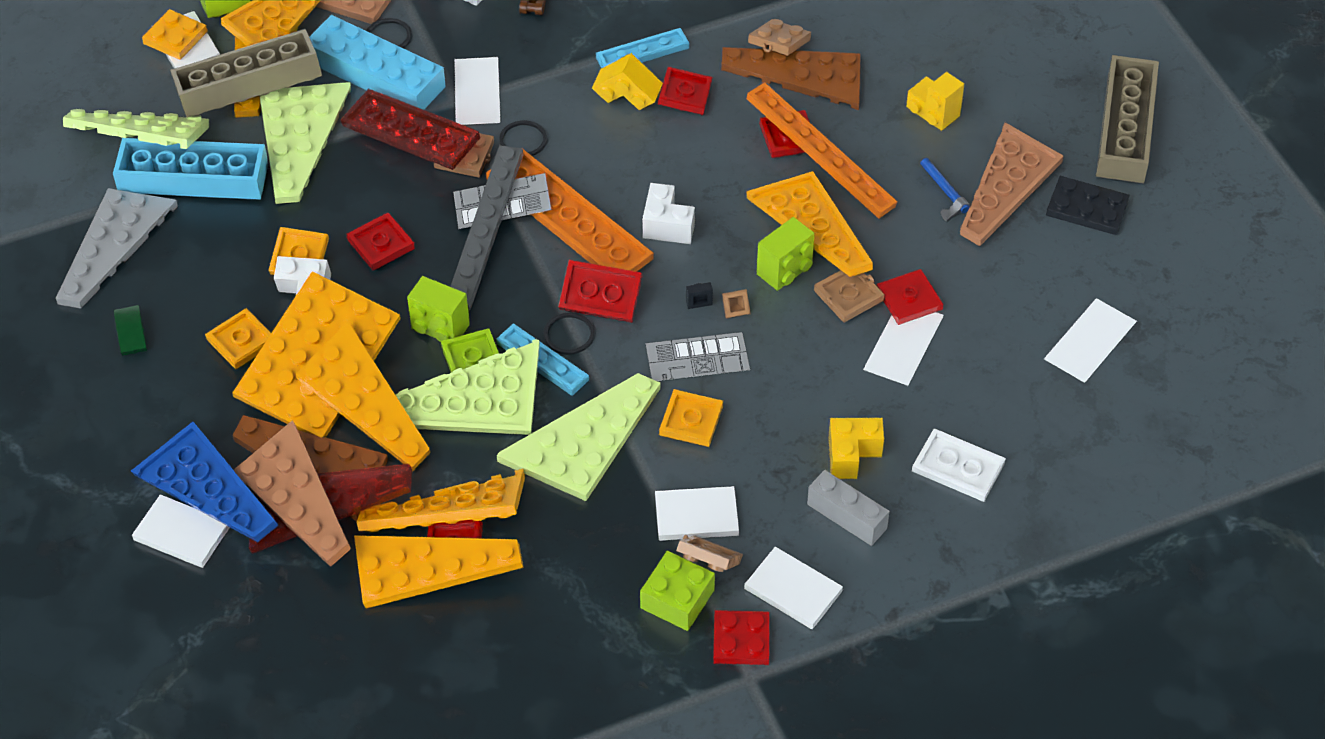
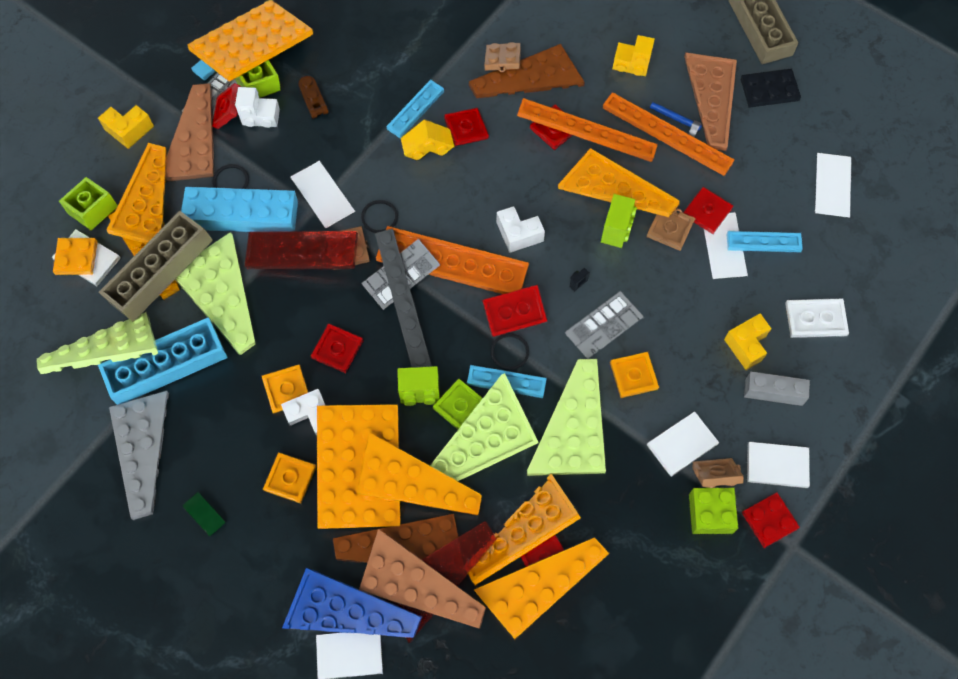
camera: 30 degrees left, 15 degrees up
(736, 303) = (606, 273): medium nougat slope -> none
(920, 198) = (668, 134): none -> orange plate
(954, 358) = (764, 241): none -> medium azure tile

